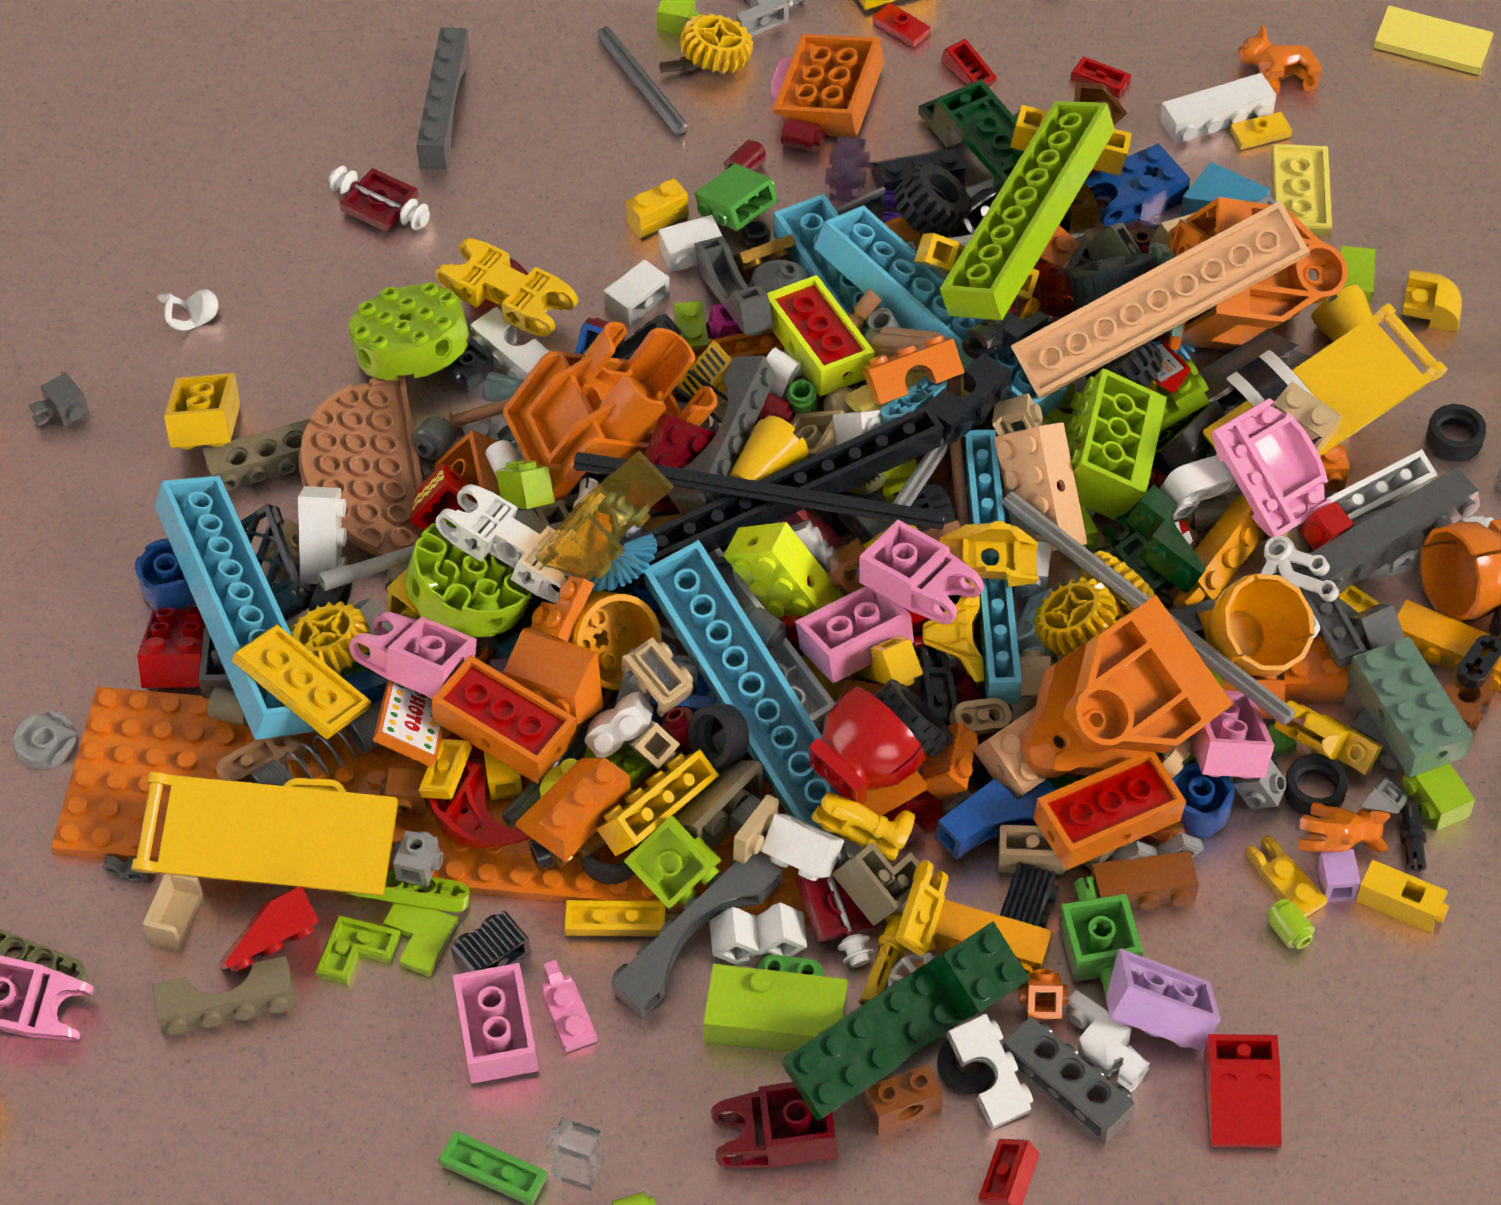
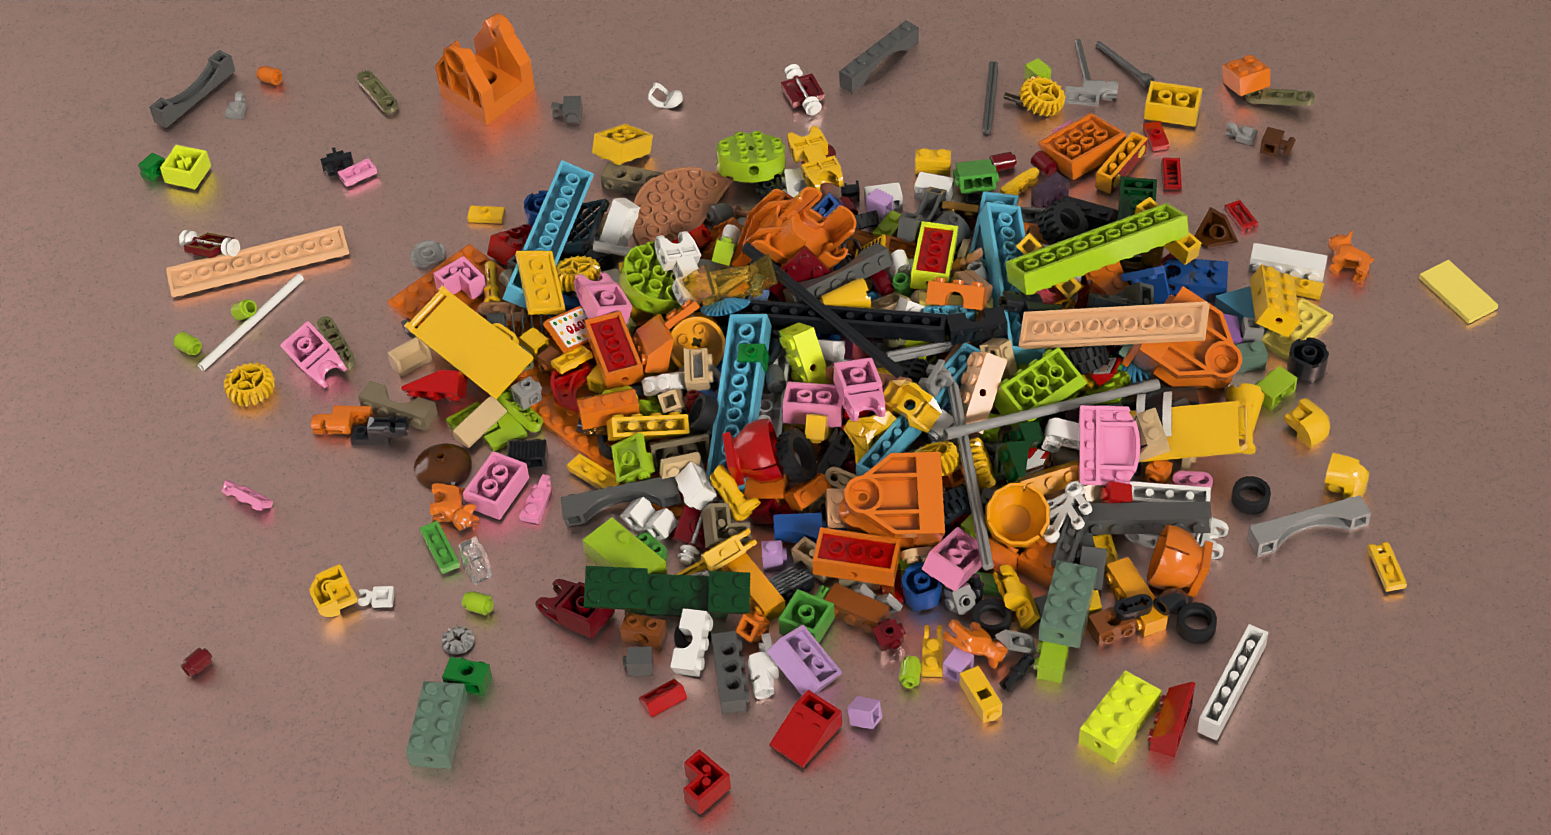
camera: 40 degrees right, 5 degrees down
(78, 628) = (486, 214): none -> yellow plate
(152, 740) = (461, 276): none -> bright pink brick
(157, 1071) = (341, 419): none -> orange plate
(217, 745) = (491, 289): none -> yellow pin
(234, 1051) = (379, 430): none -> black plate
(358, 774) = (534, 341): none -> yellow brick
(377, 1061) = (442, 464): none -> reddish brown dish
(378, 945) = (479, 422): none -> tan slope
(459, 1097) = (450, 506): none -> orange animal
(588, 305) = (851, 191): none -> black brick
(651, 301) = (879, 201): none -> lavender brick
(723, 608) = (754, 353): none -> green bracket
(798, 176) = (1021, 182): none -> yellow hinge
(901, 82) = (1121, 162): none -> light orange brick
(936, 1145) = (639, 661): none -> dark grey brick
(970, 878) = (773, 555): none -> lavender brick
(980, 490) = (937, 378): none -> light grey hips
(1089, 554) = (961, 430): none -> light grey piece
(1098, 216) = (1152, 276): none -> blue bracket
(1221, 890) = (882, 635): none -> dark red brick
(1263, 163) = (1274, 300): none -> yellow brick
(1292, 1017) = (864, 712): none -> lavender brick
(1361, 218) = (1308, 359): none -> black brick
(1369, 457) = (1192, 478): none -> bright pink plate

